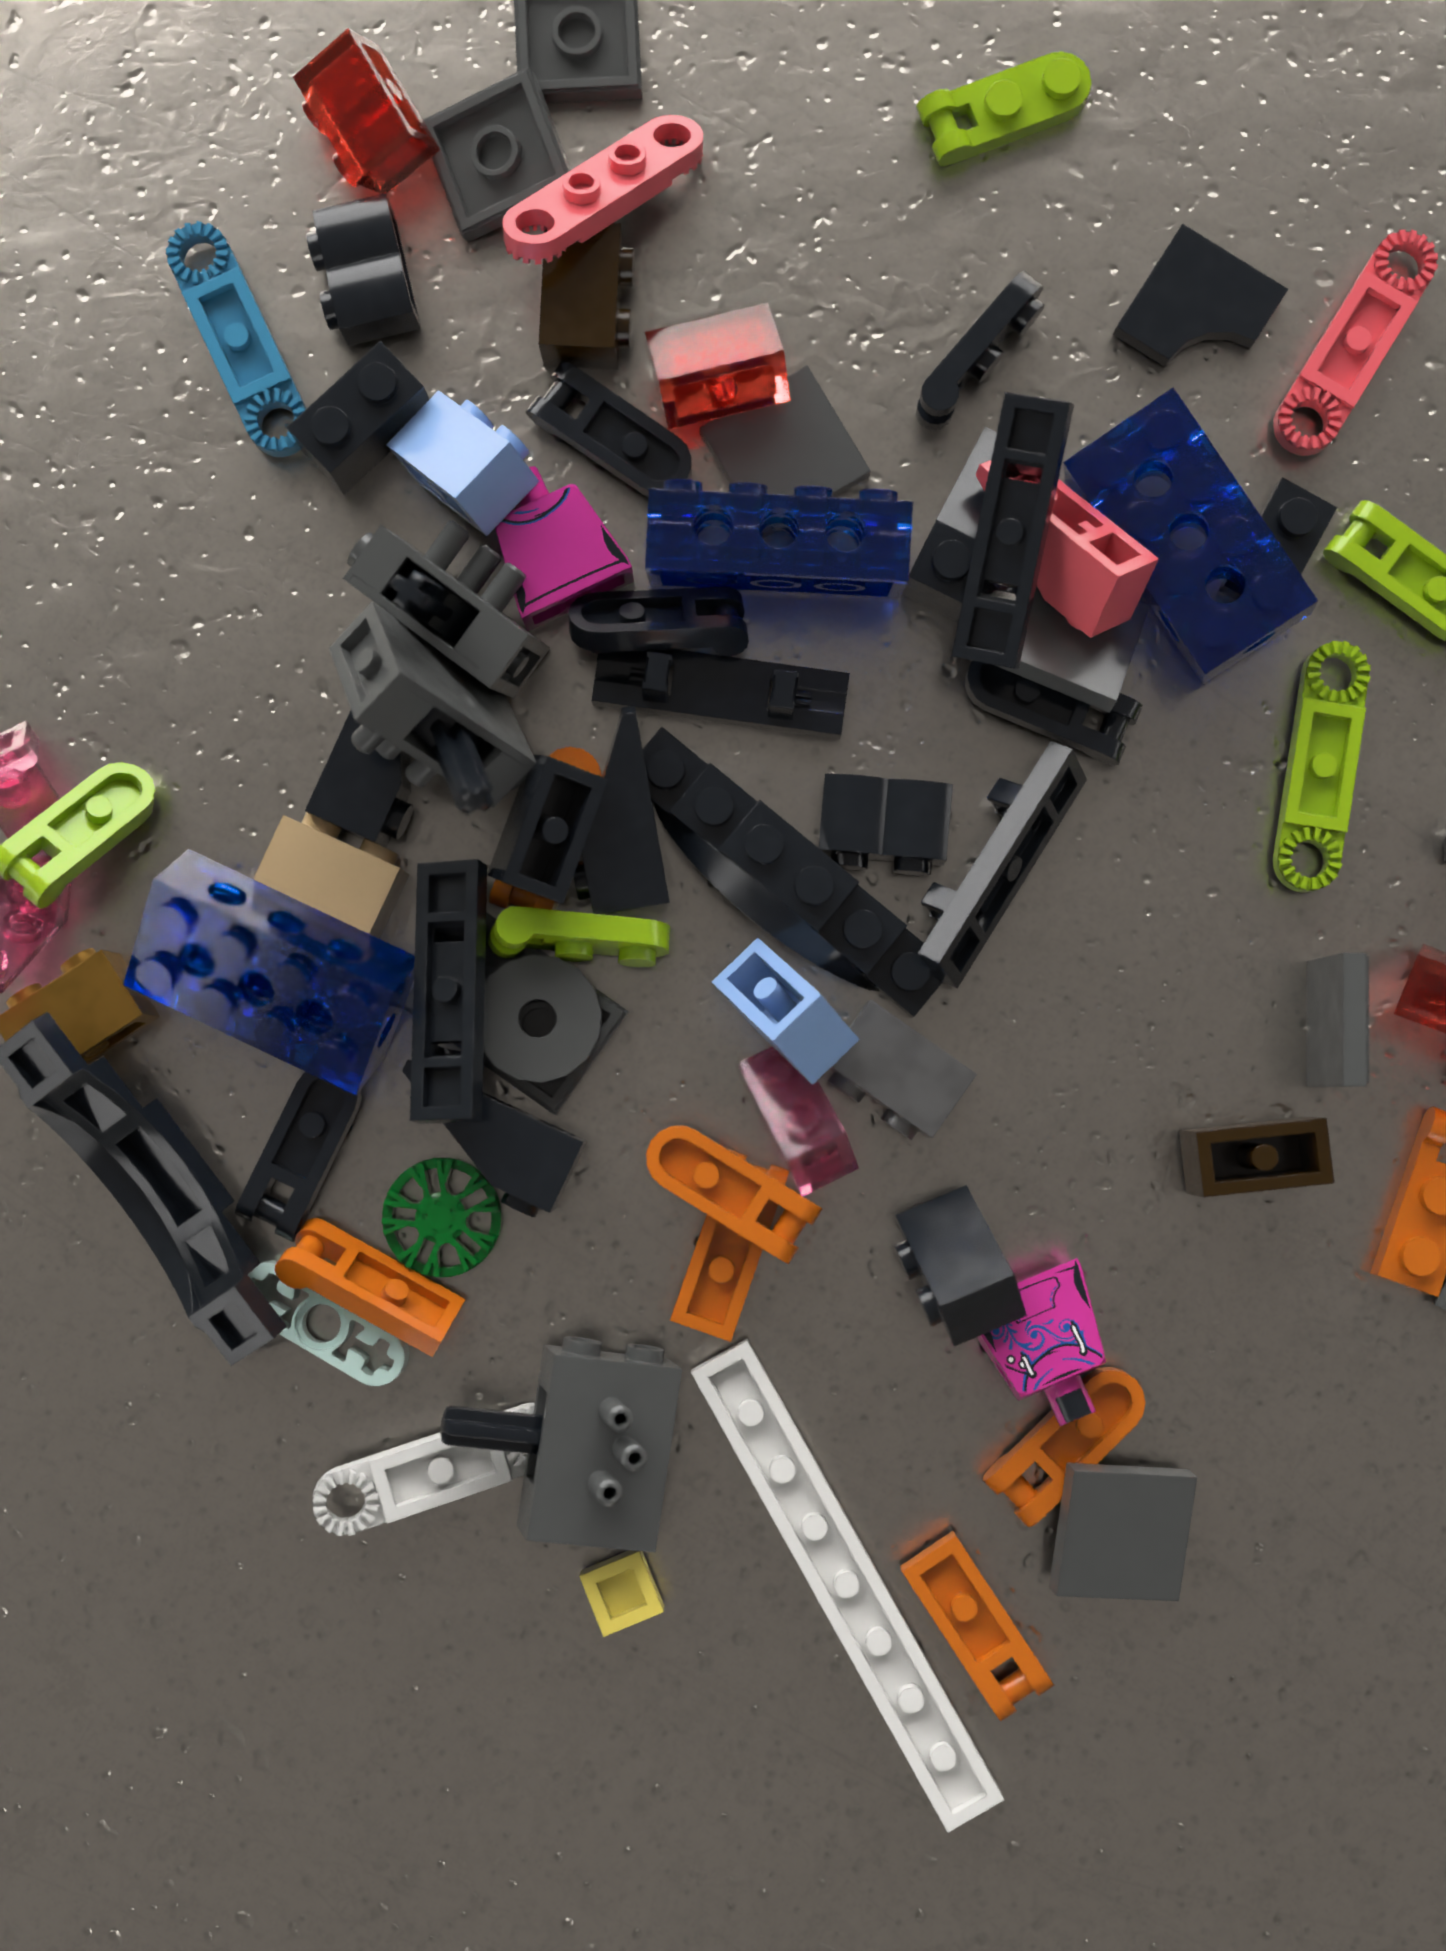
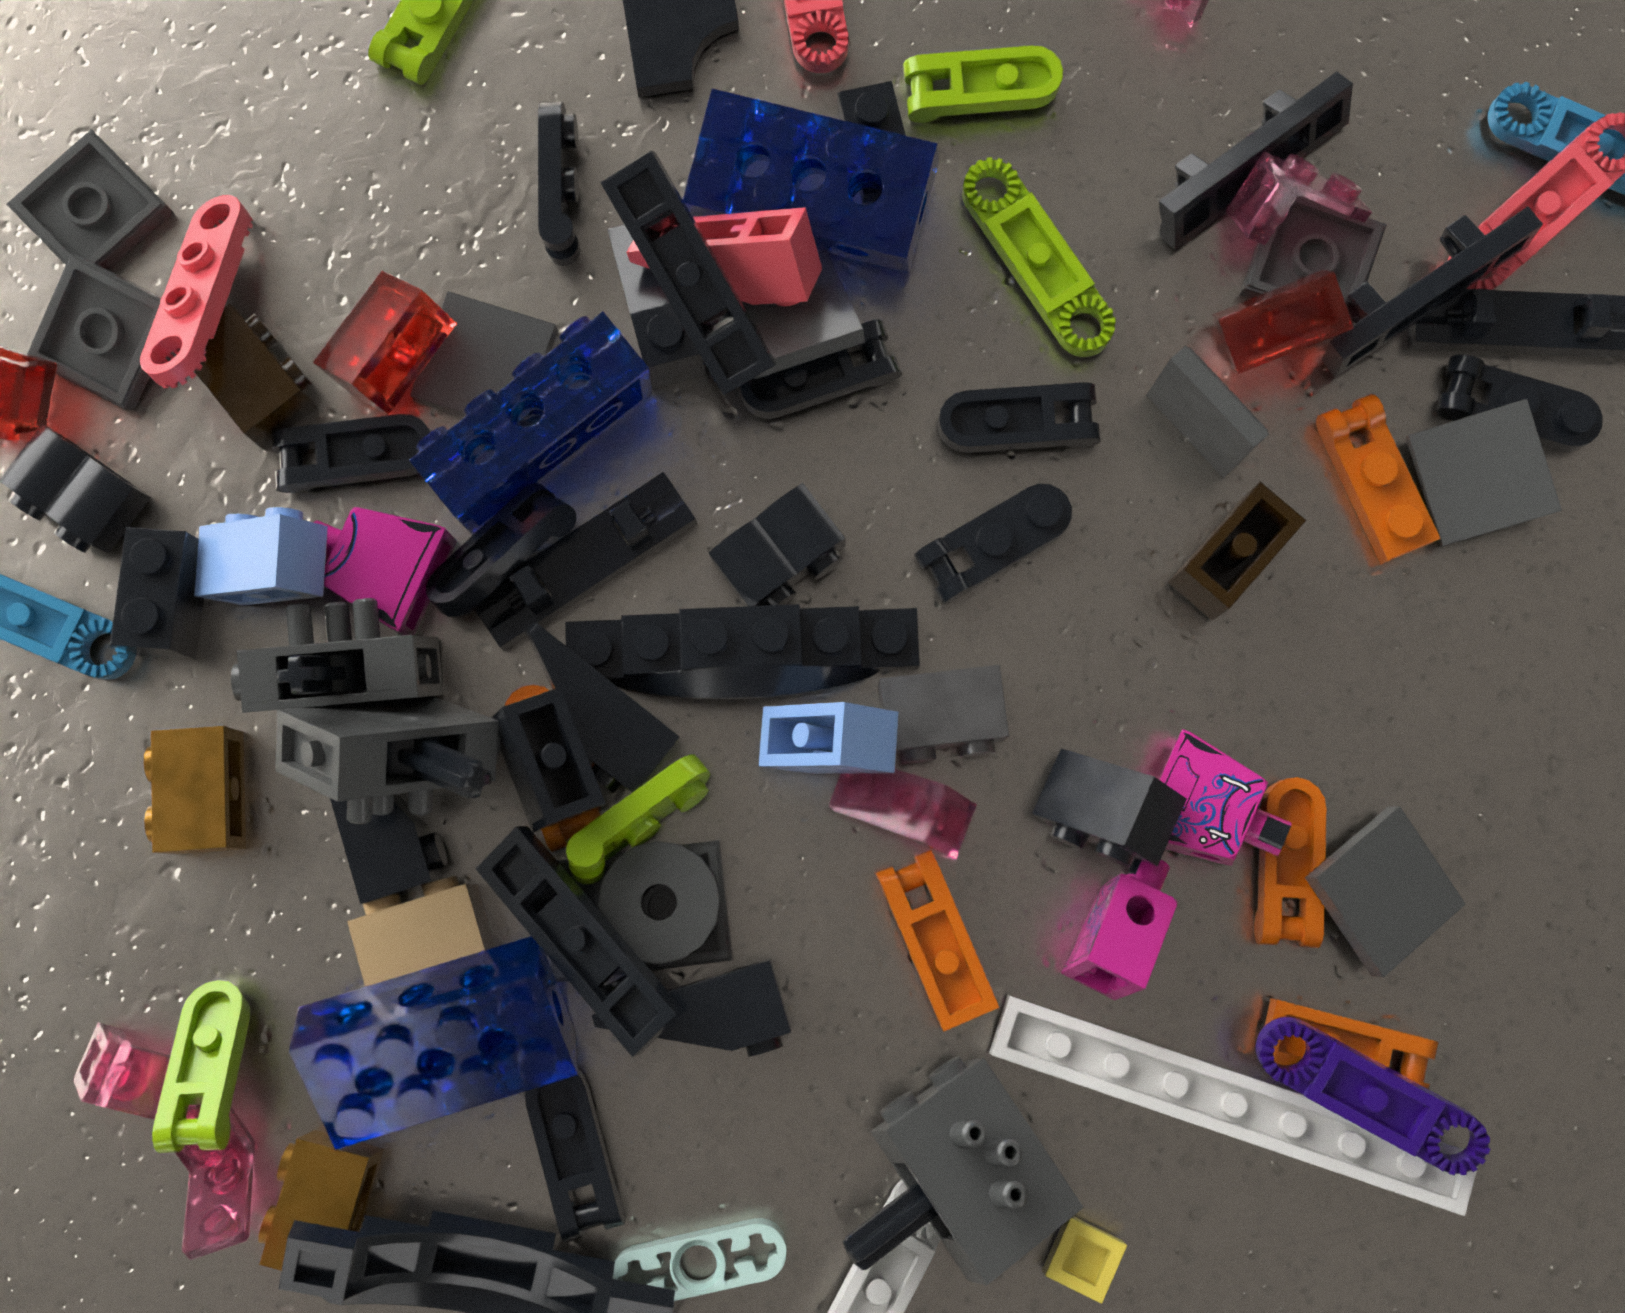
camera: 45 degrees left, 5 degrees down
(255, 603) = (196, 790): none -> pearl gold brick
(369, 1285) = (707, 1204): orange plate -> none
(441, 1217) = (716, 1107): green wheel -> none
(728, 1188) = (901, 899): orange plate -> none
(859, 1377) = (1120, 952): none -> dark pink torso
(960, 1676) = (1373, 1096): none -> dark purple plate
(1028, 822) = (877, 463): black hinge -> none
(1072, 971) = (997, 539): none -> black plate
(1181, 887) = (1019, 418): none -> black plate

